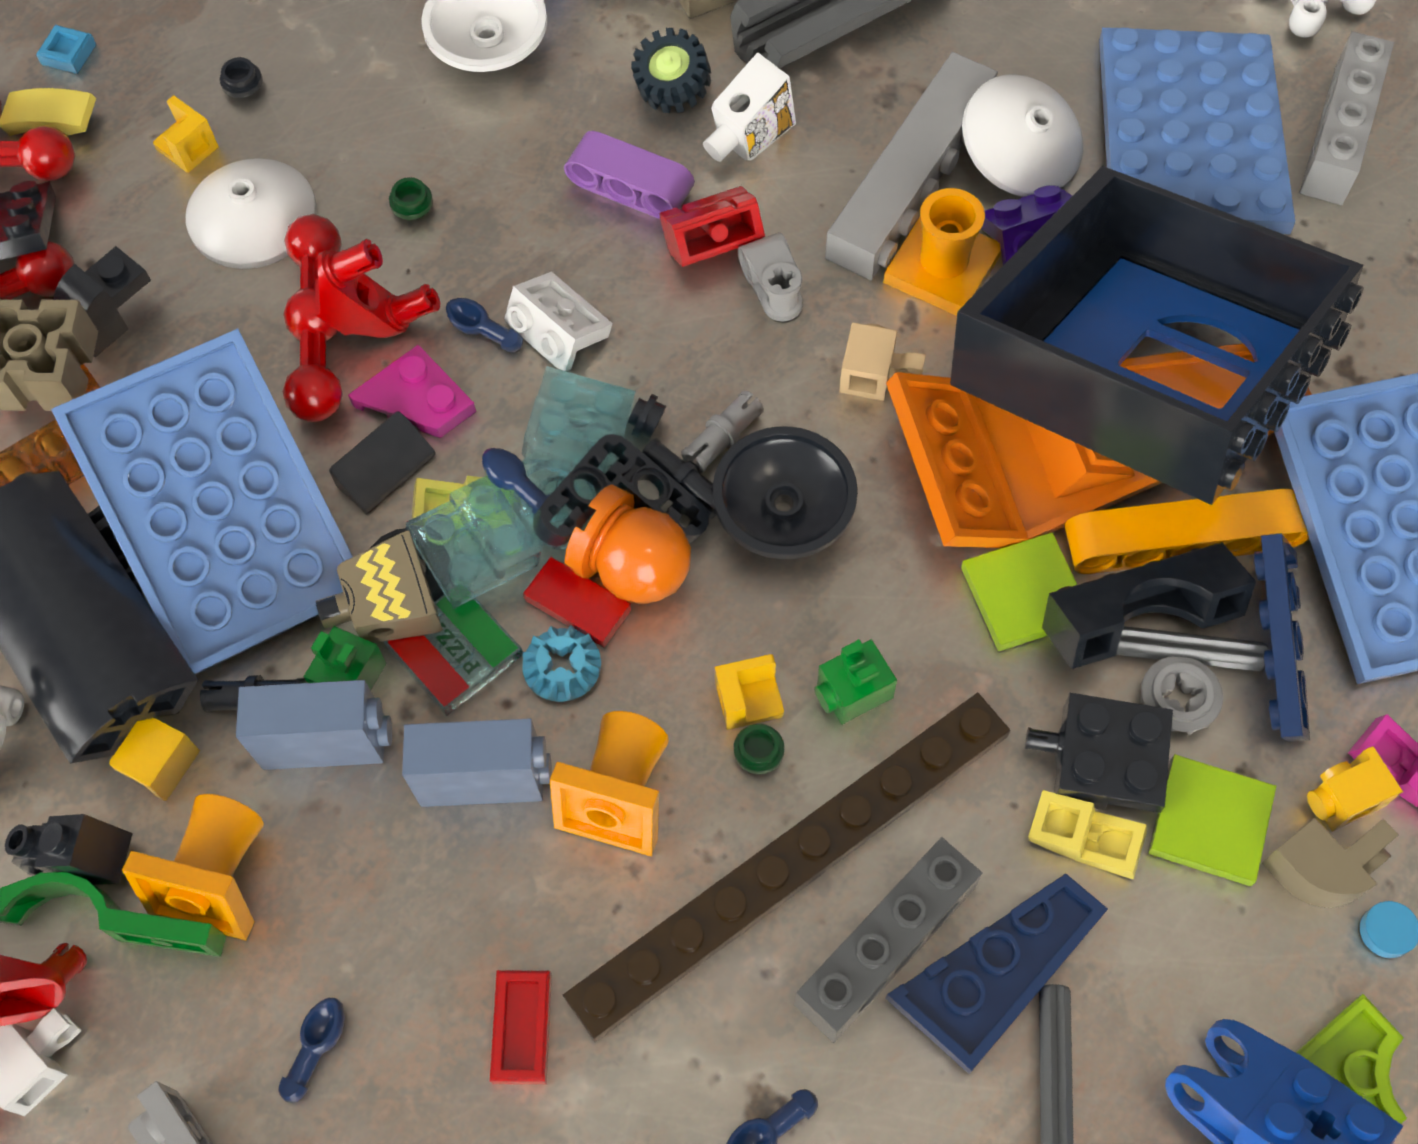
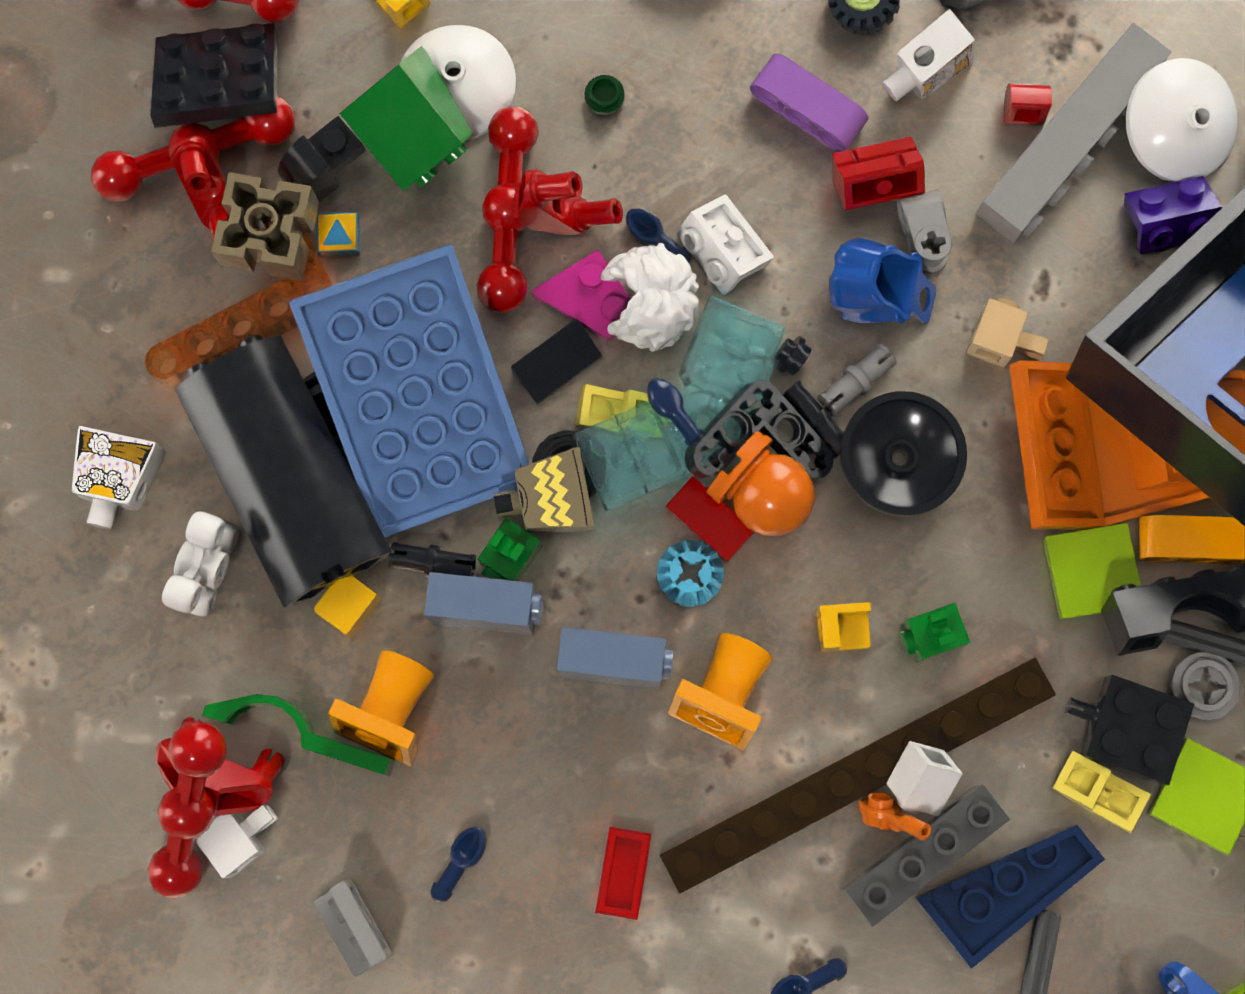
camera: 10 degrees right, 15 degrees up
(71, 845) = (277, 674): black brick -> none
(125, 362) = (338, 234): none -> tile
(193, 239) = (410, 121): none -> green slope
(459, 658) = (606, 554): tile -> none
(485, 377) = (663, 297): none -> white hair
(729, 327) = (879, 283): none -> blue piece
(759, 749) = (844, 675): dark green plate -> none
(830, 897) = (883, 812): none -> orange plate
(858, 145) = (1027, 103): none -> red brick
(870, 847) = (923, 779): none -> white brick
(944, 252) = (1084, 236): light orange plant -> none

